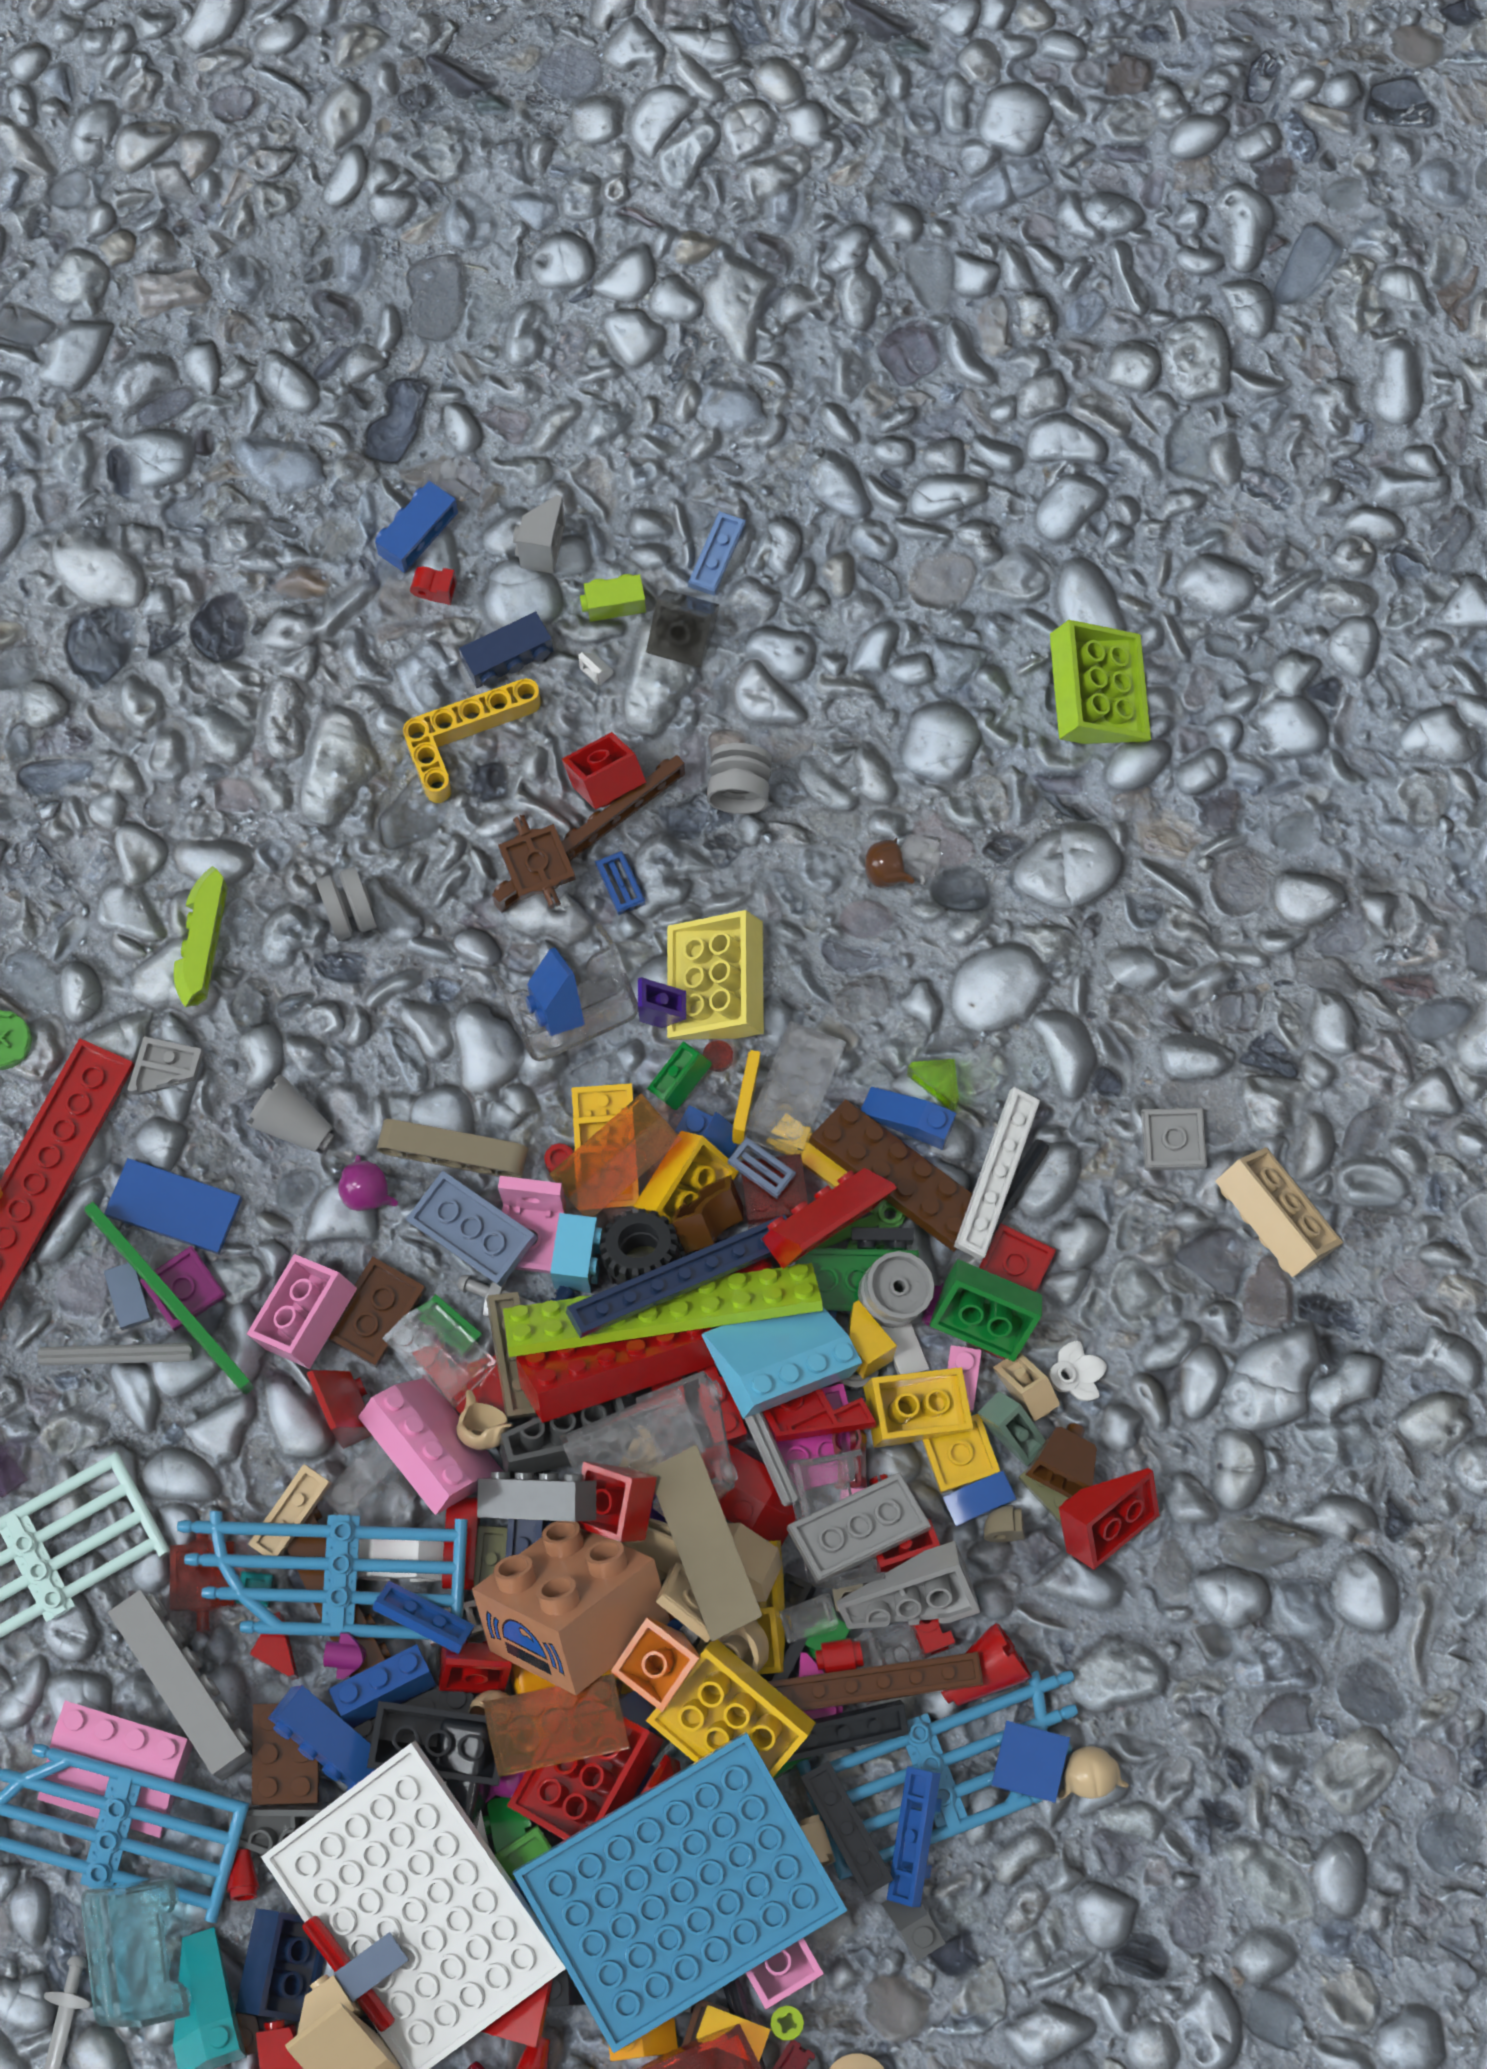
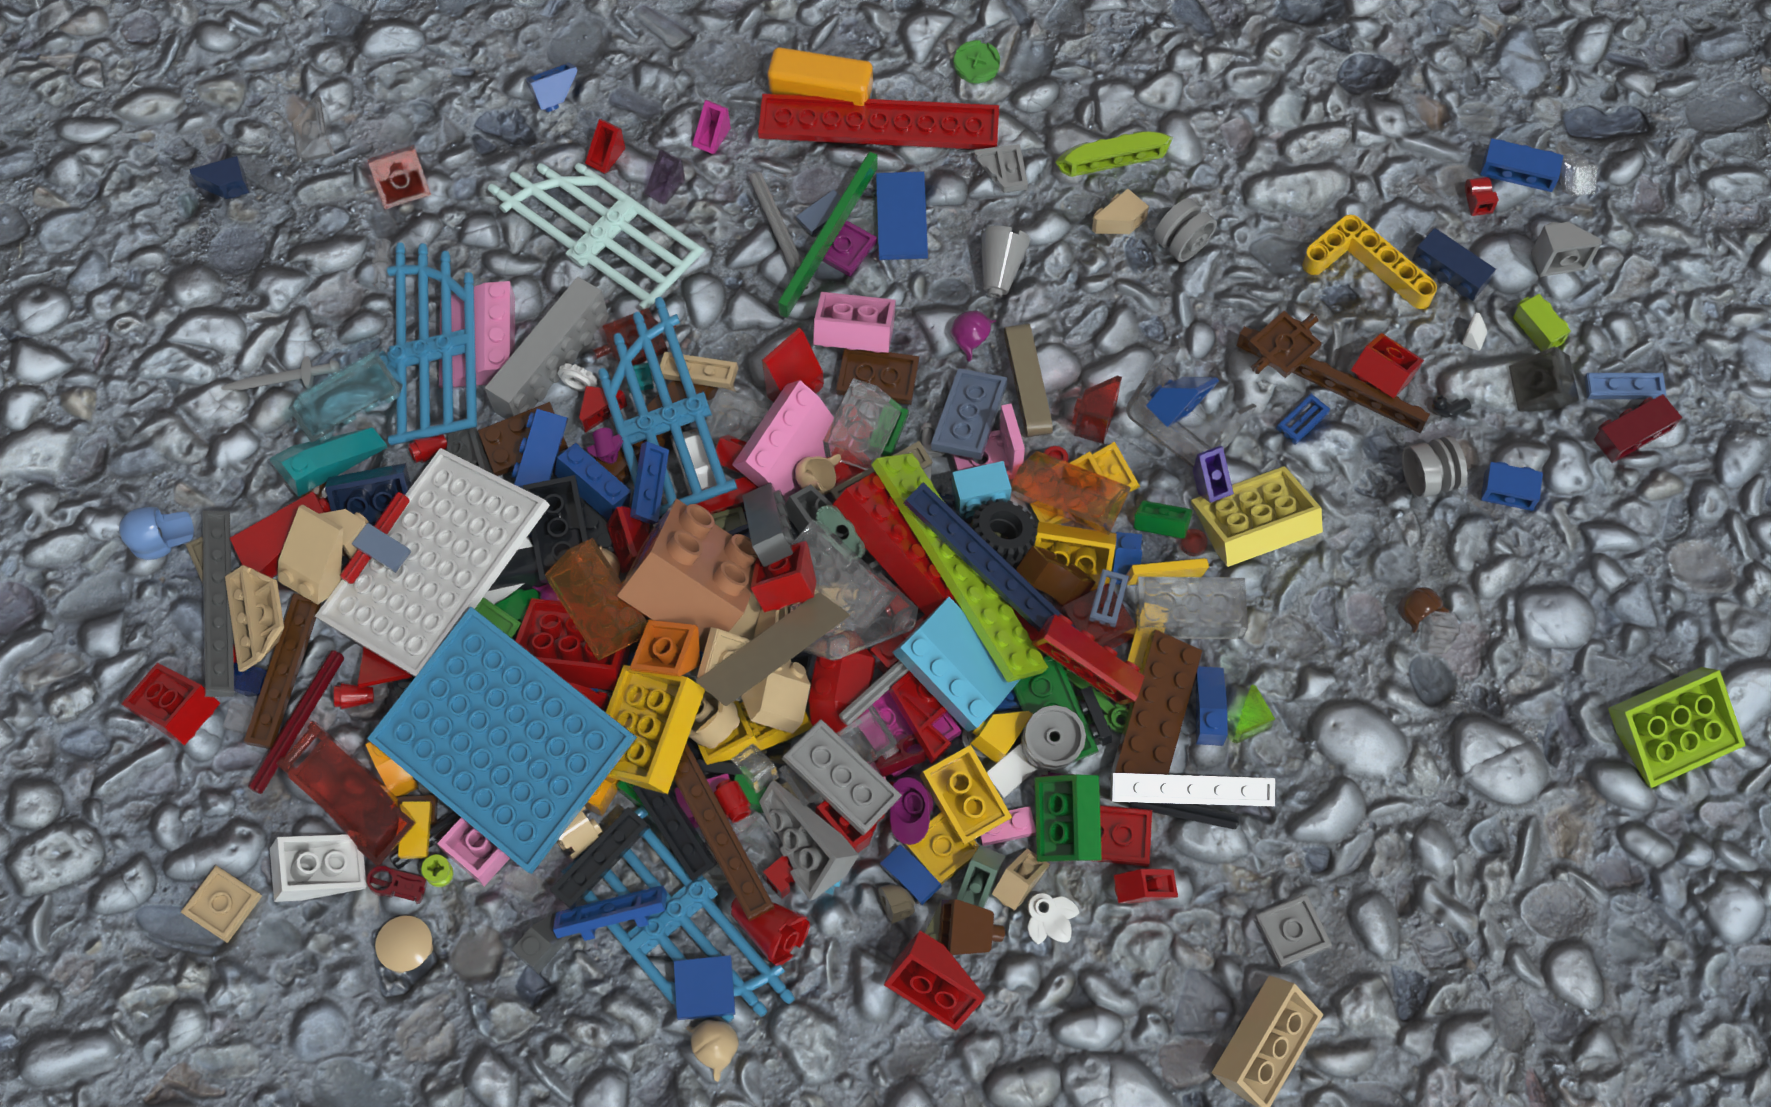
camera: 70 degrees right, 5 degrees down
(230, 1661) = (576, 377): none -> white gear
(289, 962) = (1121, 216): none -> tan slope
(407, 1509) = (728, 450): none -> red brick
(531, 1089) = (1096, 410): none -> clear red slope
(556, 1424) = (832, 517): none -> sand green piece
(672, 733) = (1448, 409): none -> black arm
(771, 565) = (1637, 427): none -> dark red brick
(785, 714) = (1511, 486): none -> blue brick
(923, 1471) = (911, 812): none -> magenta piece
(1080, 1263) = (1145, 885): none -> red slope

